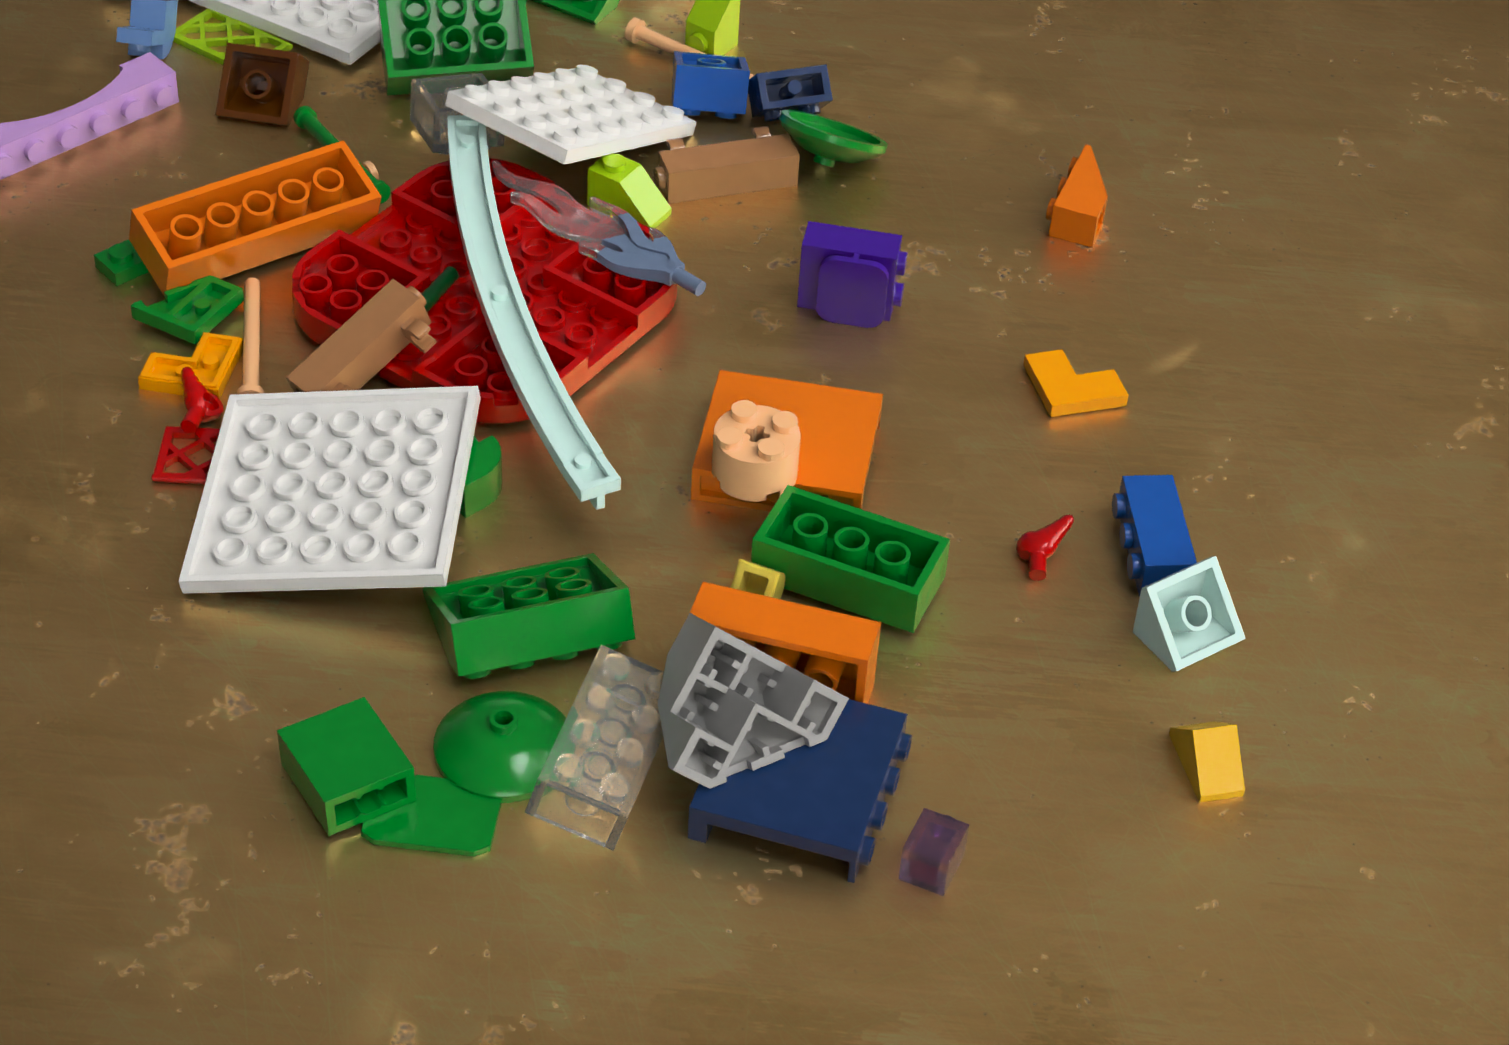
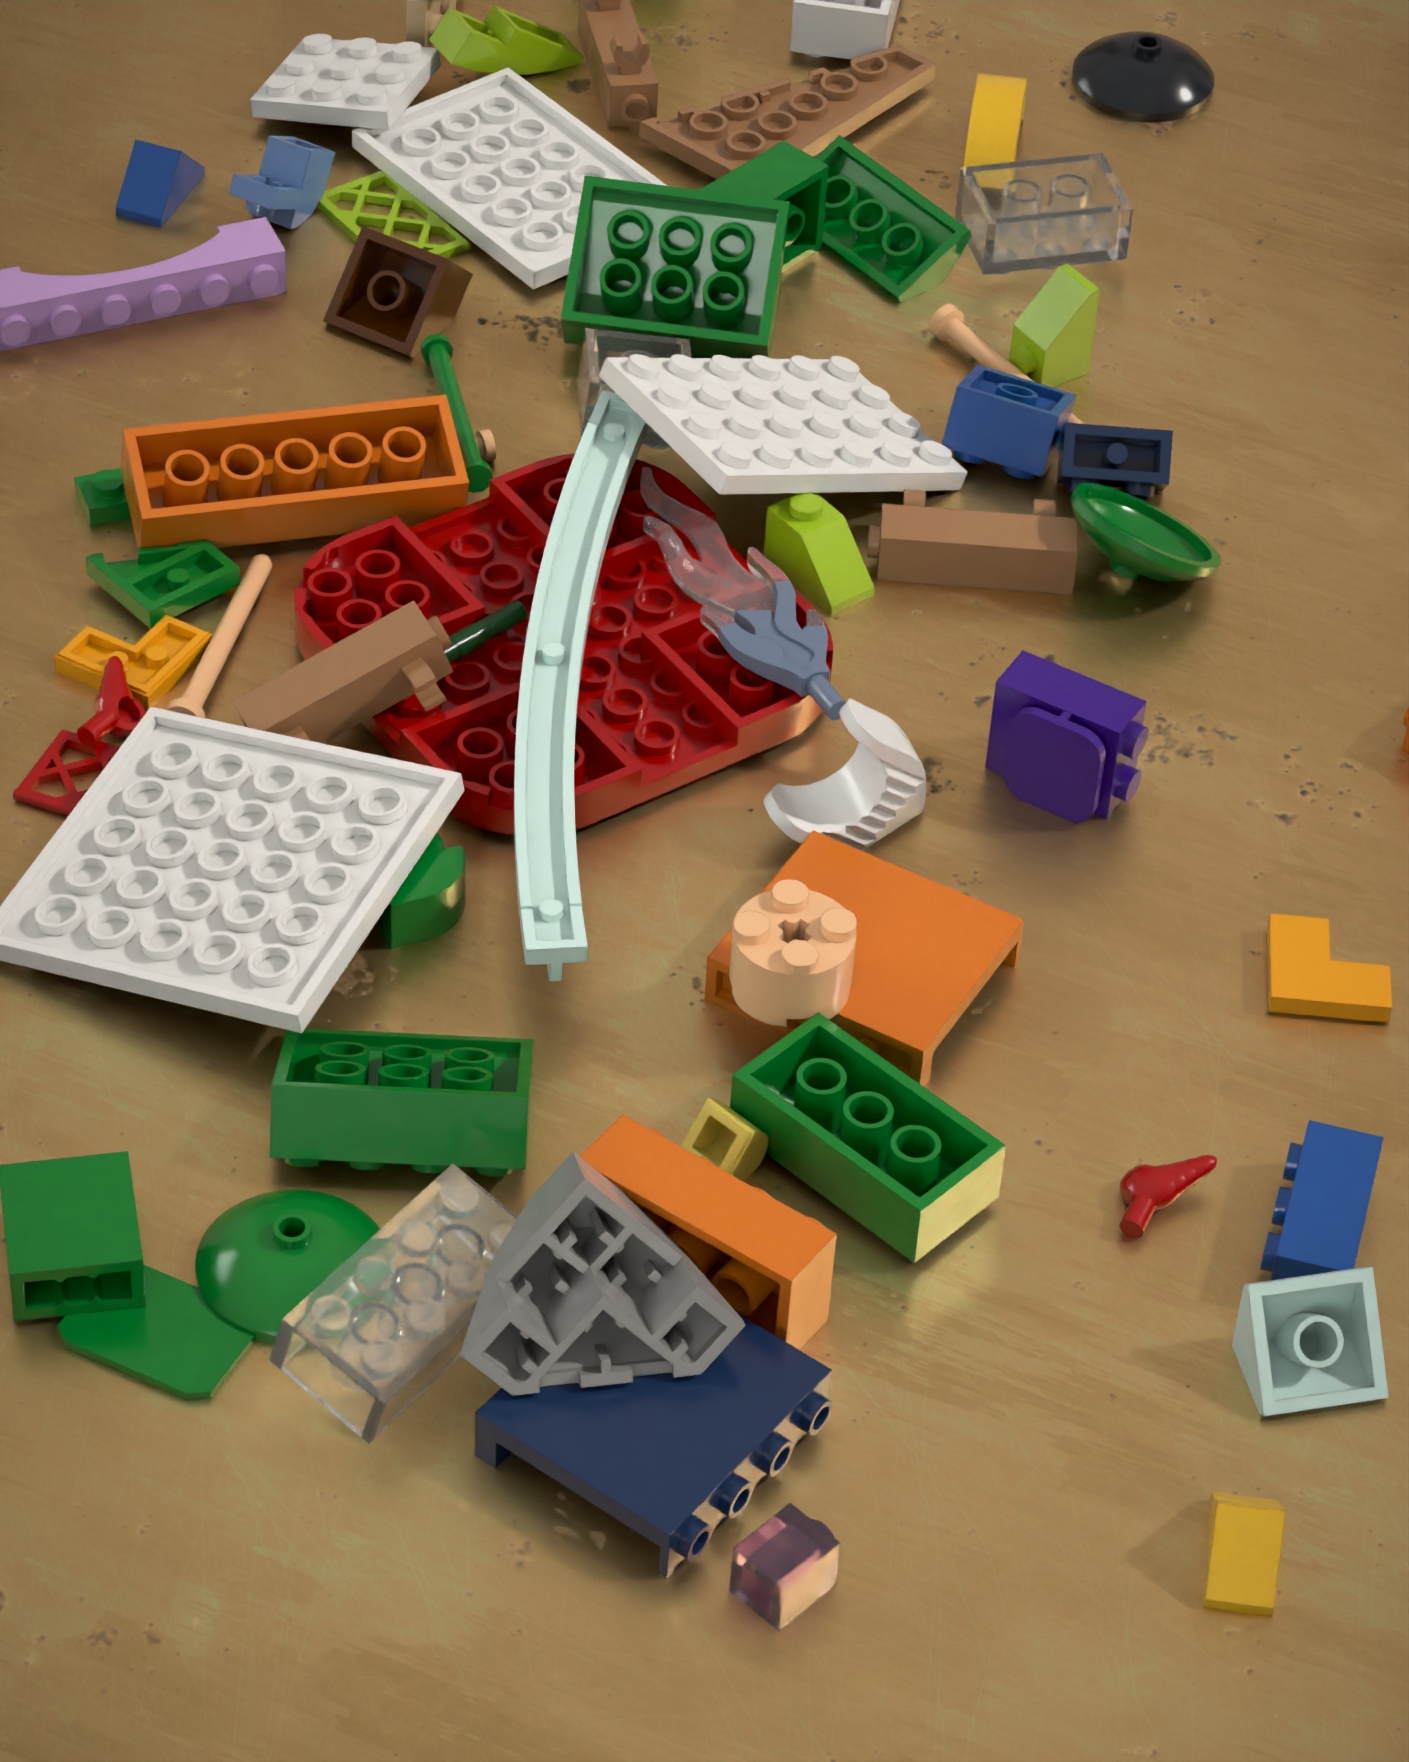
camera: 20 degrees right, 0 degrees up
(55, 46) = (156, 183): none -> blue slope
(739, 338) = (867, 796): none -> white animal

